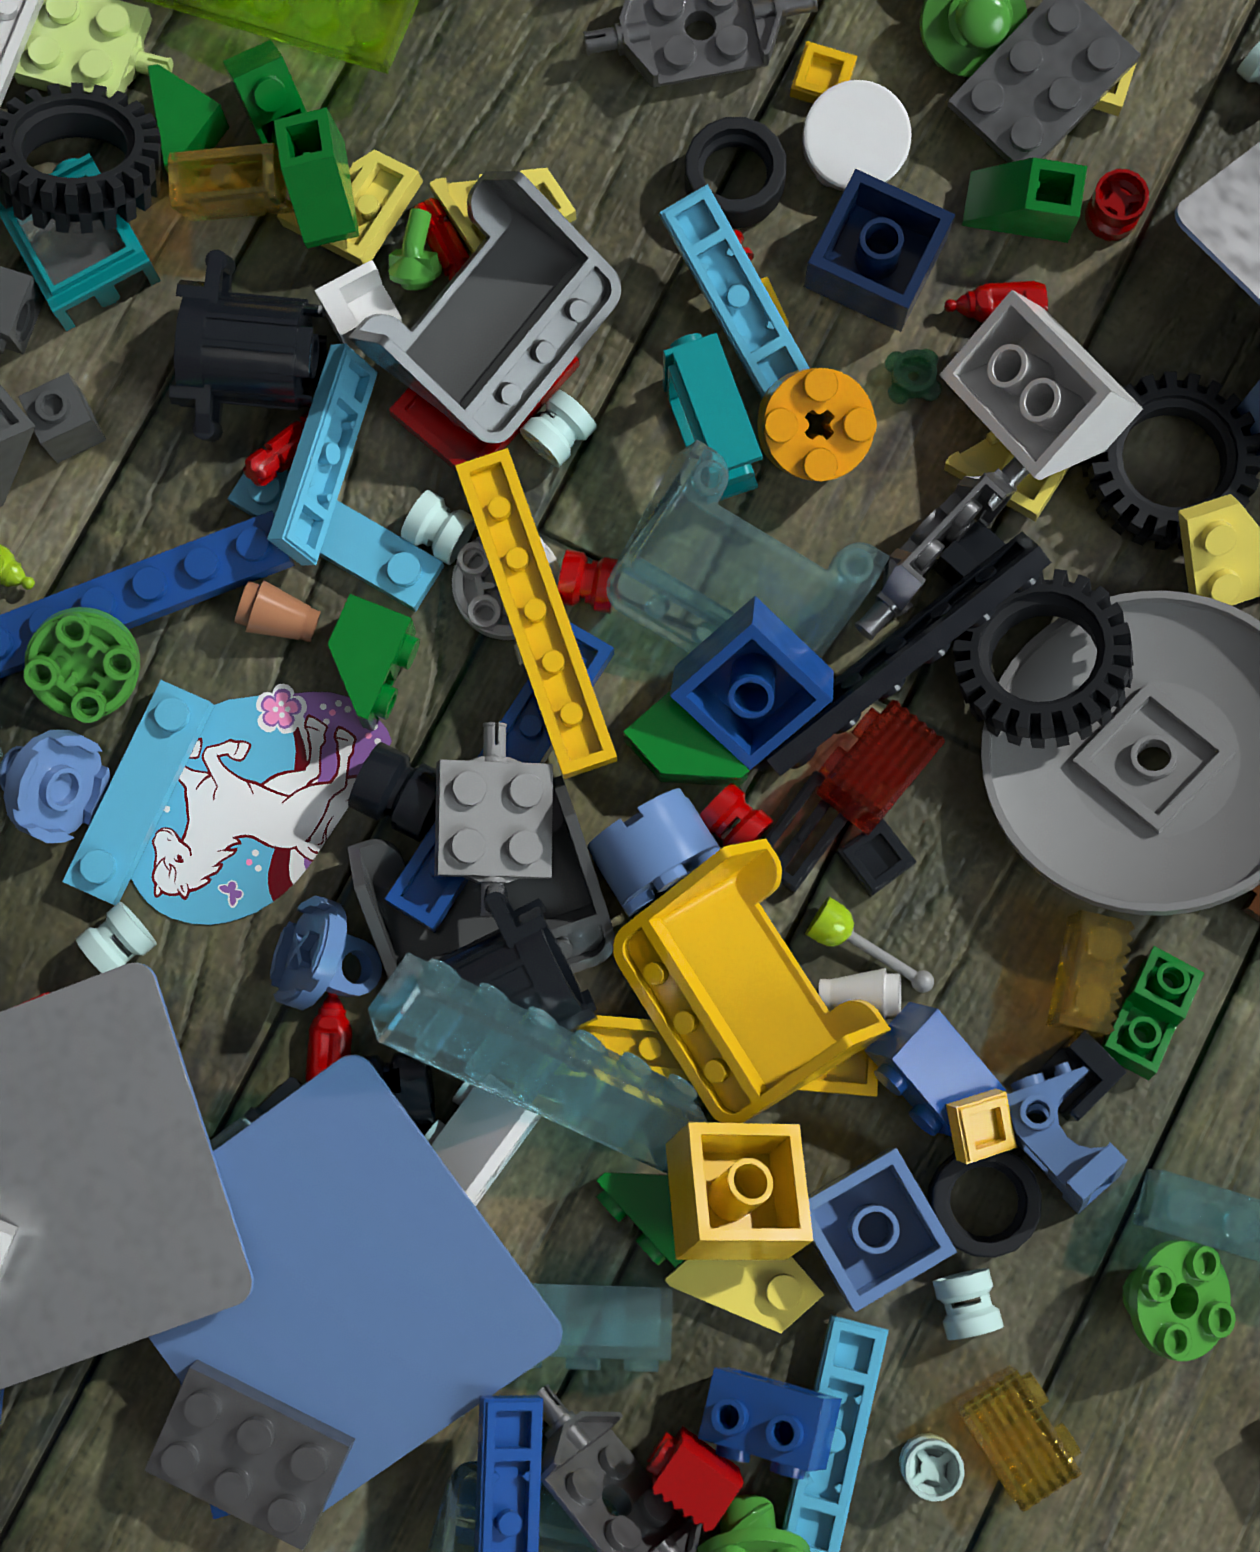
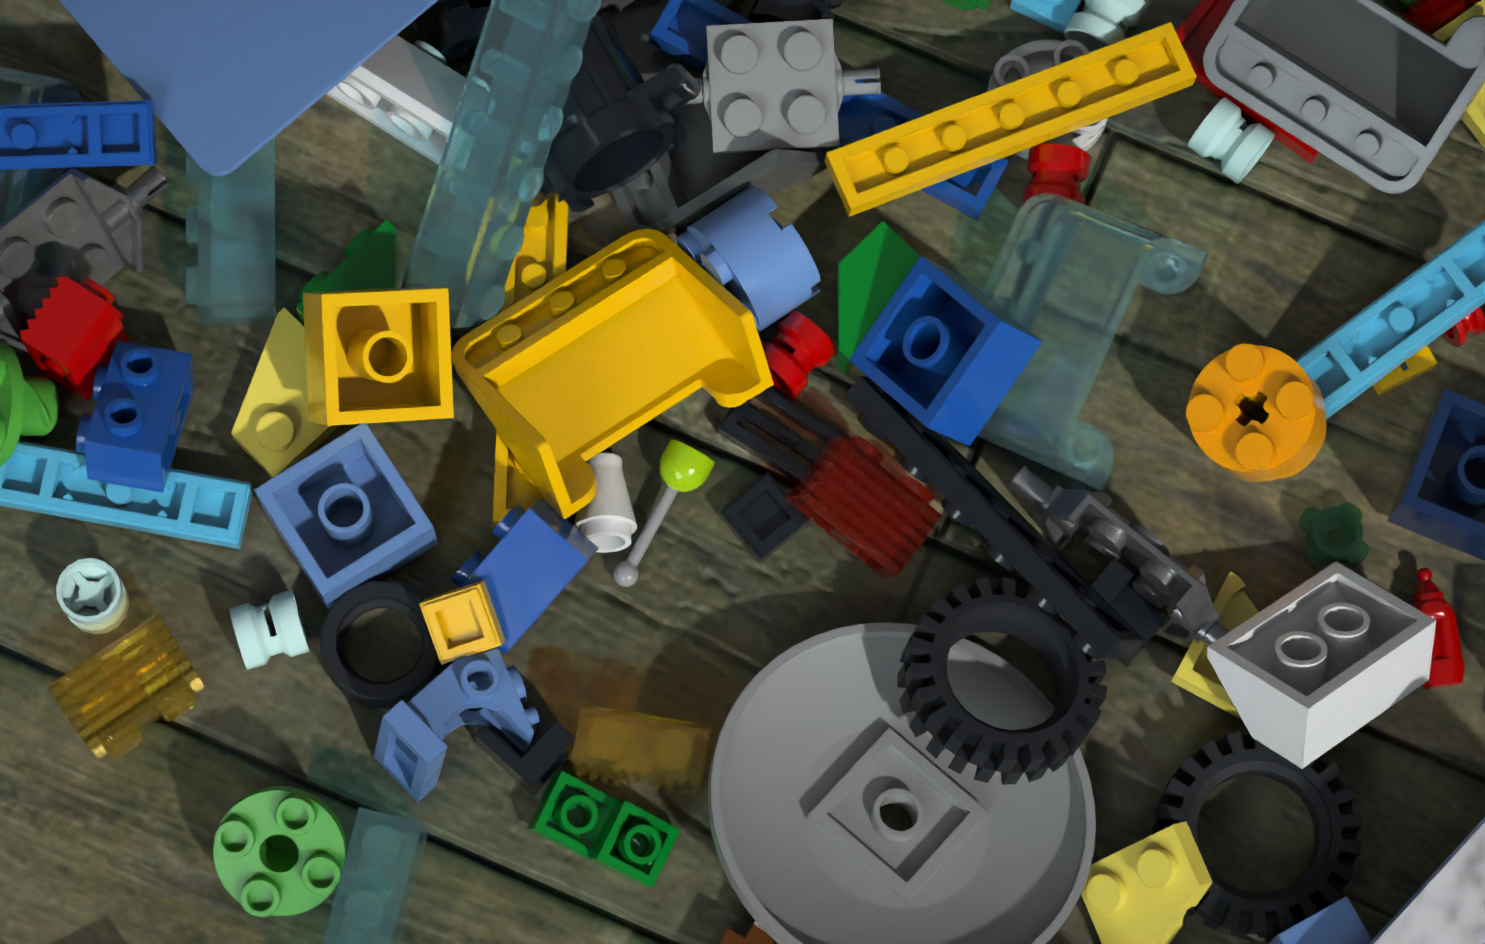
camera: 80 degrees right, 5 degrees down
(710, 406) = (1254, 296): teal window -> none

